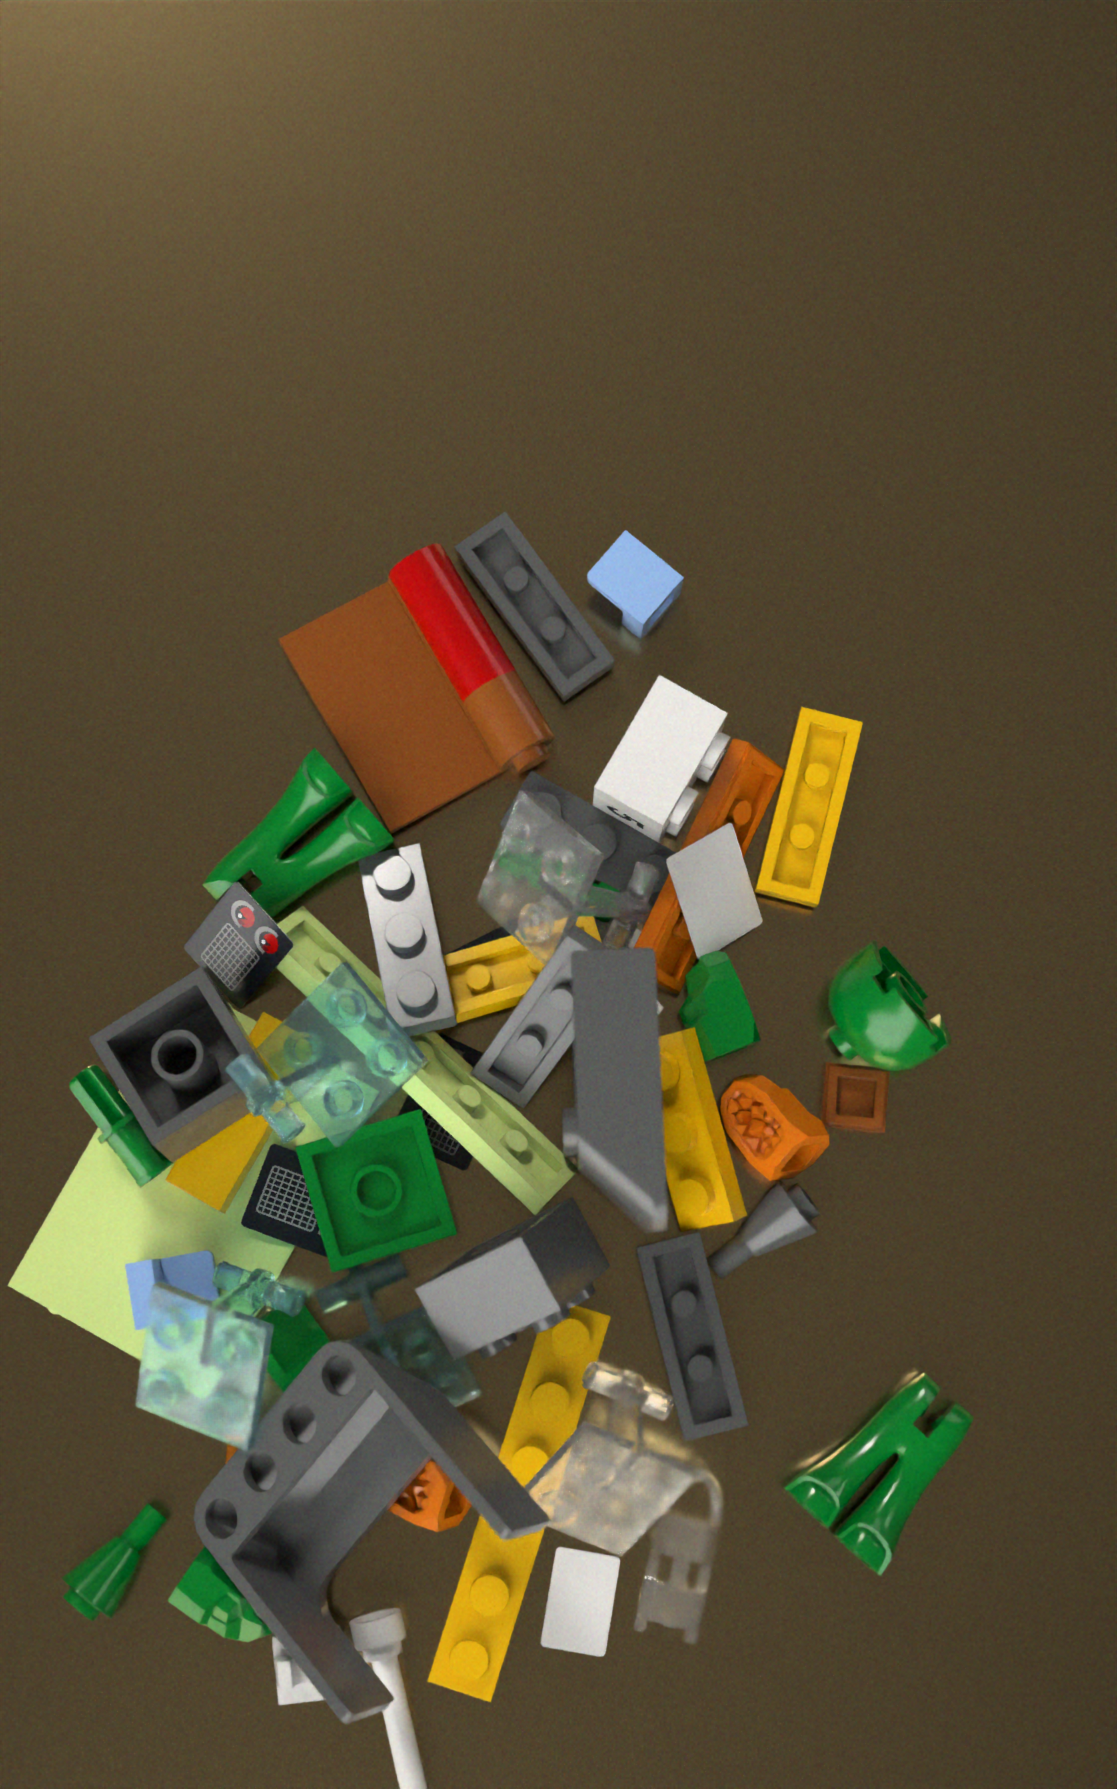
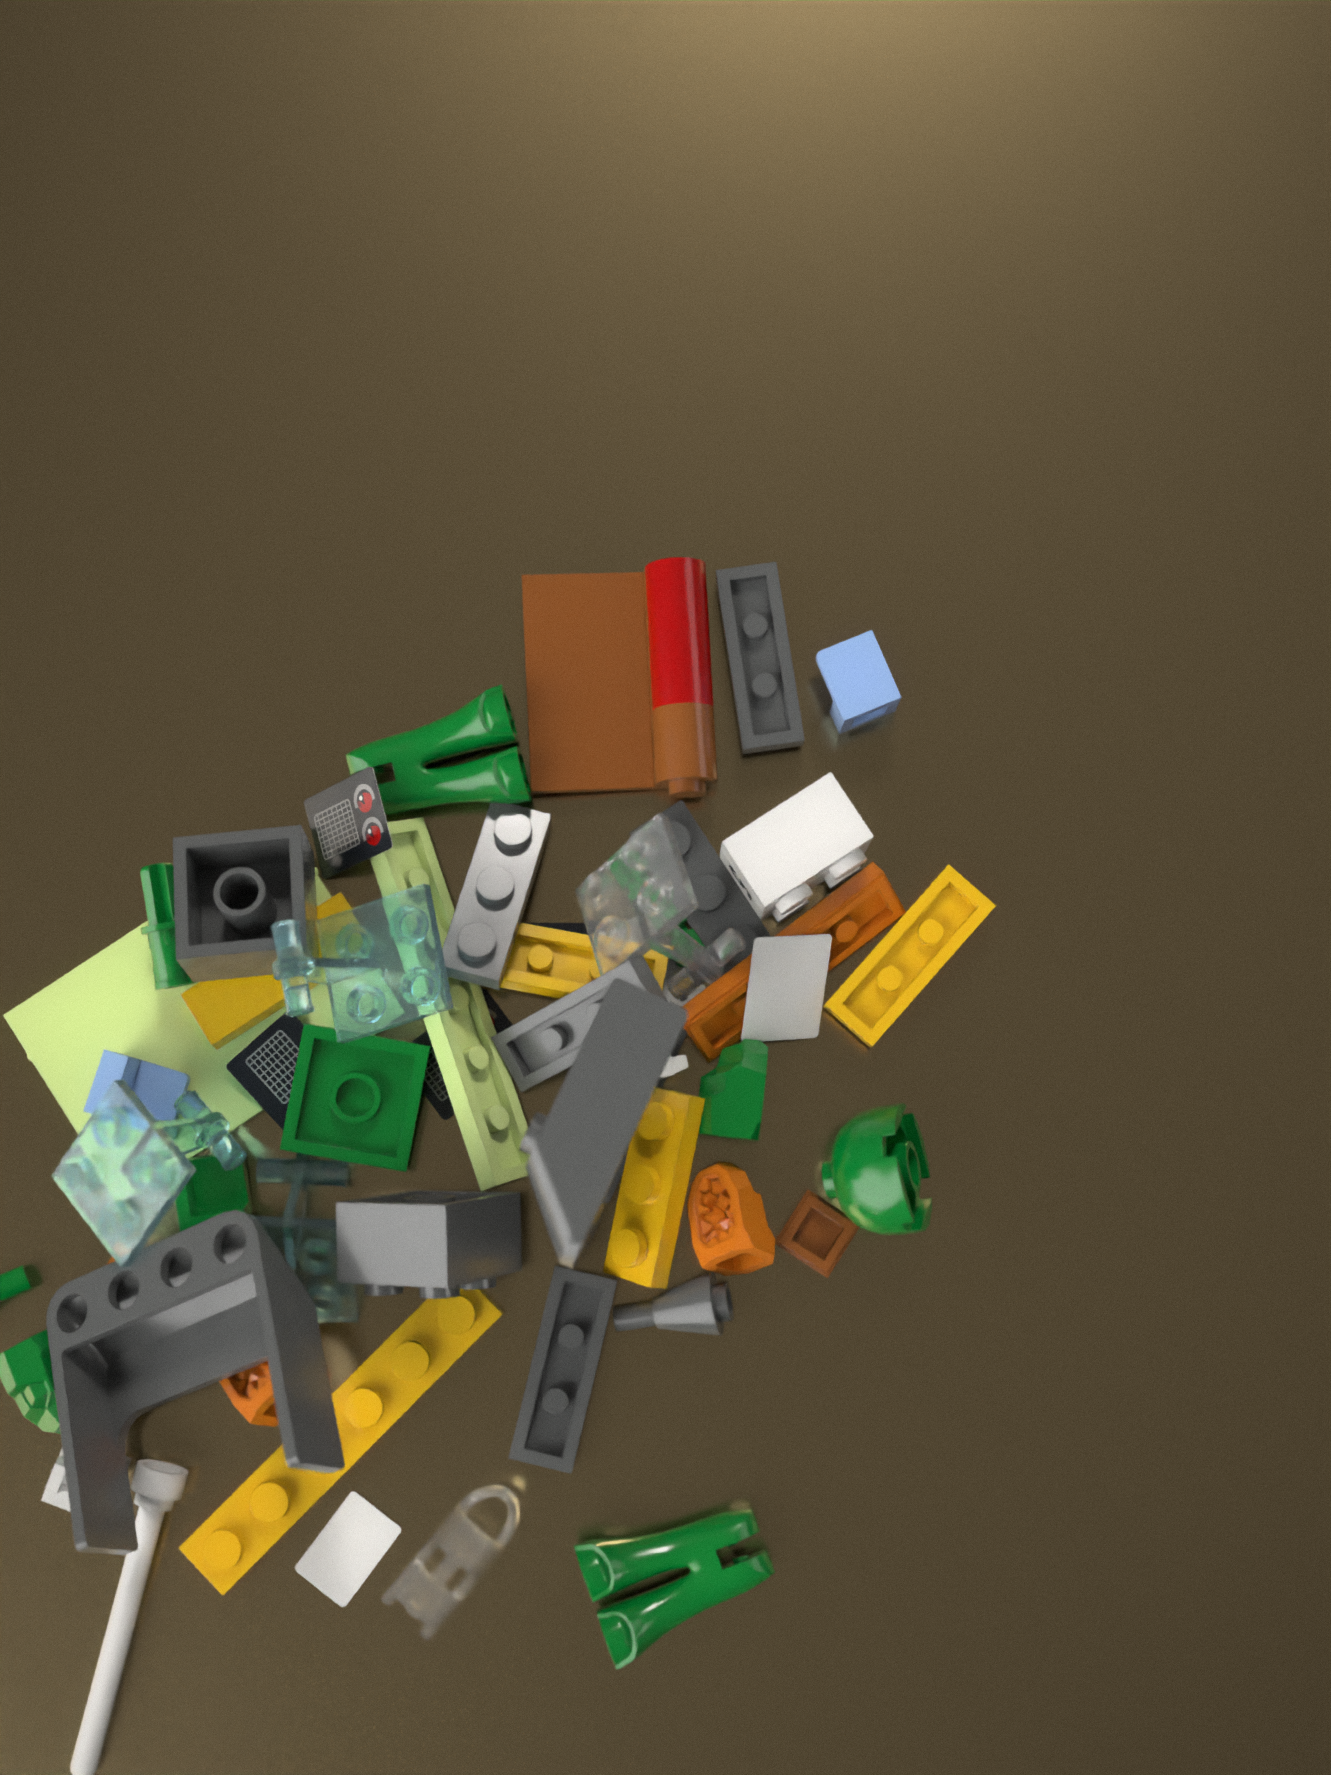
camera: 30 degrees right, 0 degrees up
(605, 1481) = (421, 1461): clear plate -> none

